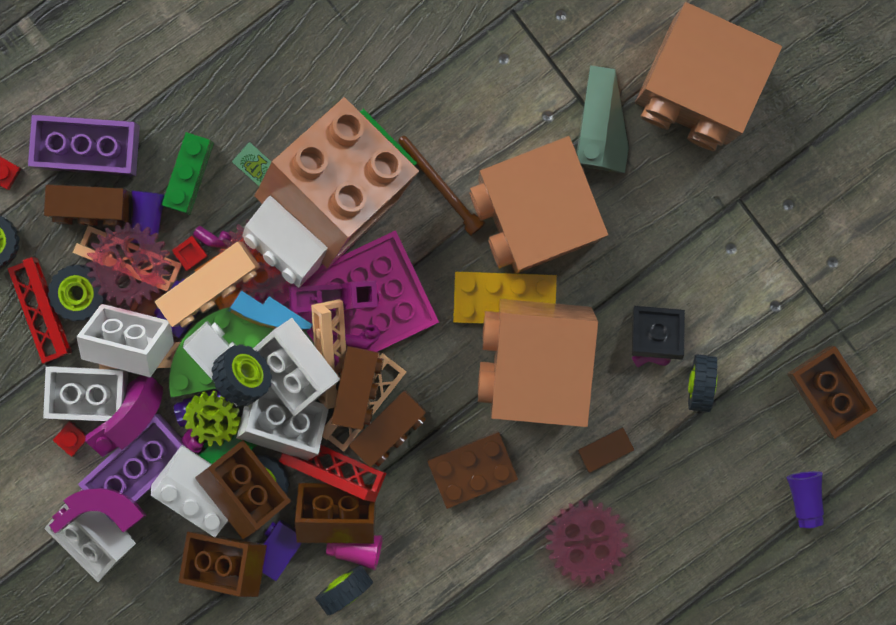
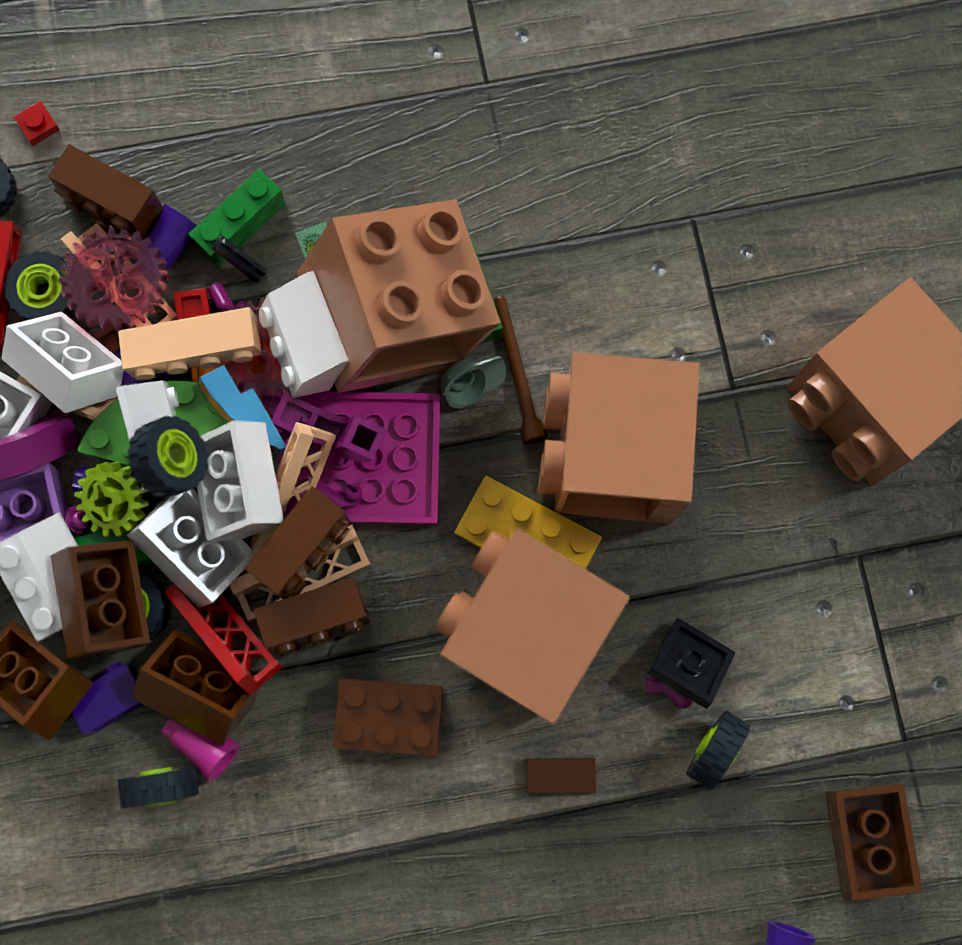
camera: 20 degrees right, 10 degrees down
(83, 145) = (139, 132): medium lavender brick -> none
(206, 204) = (239, 259): none -> black axle
(411, 210) = (470, 381): none -> sand green cap
(589, 564) = (474, 908): clear pink gear -> none
(602, 129) = (735, 398): sand green wedge -> none

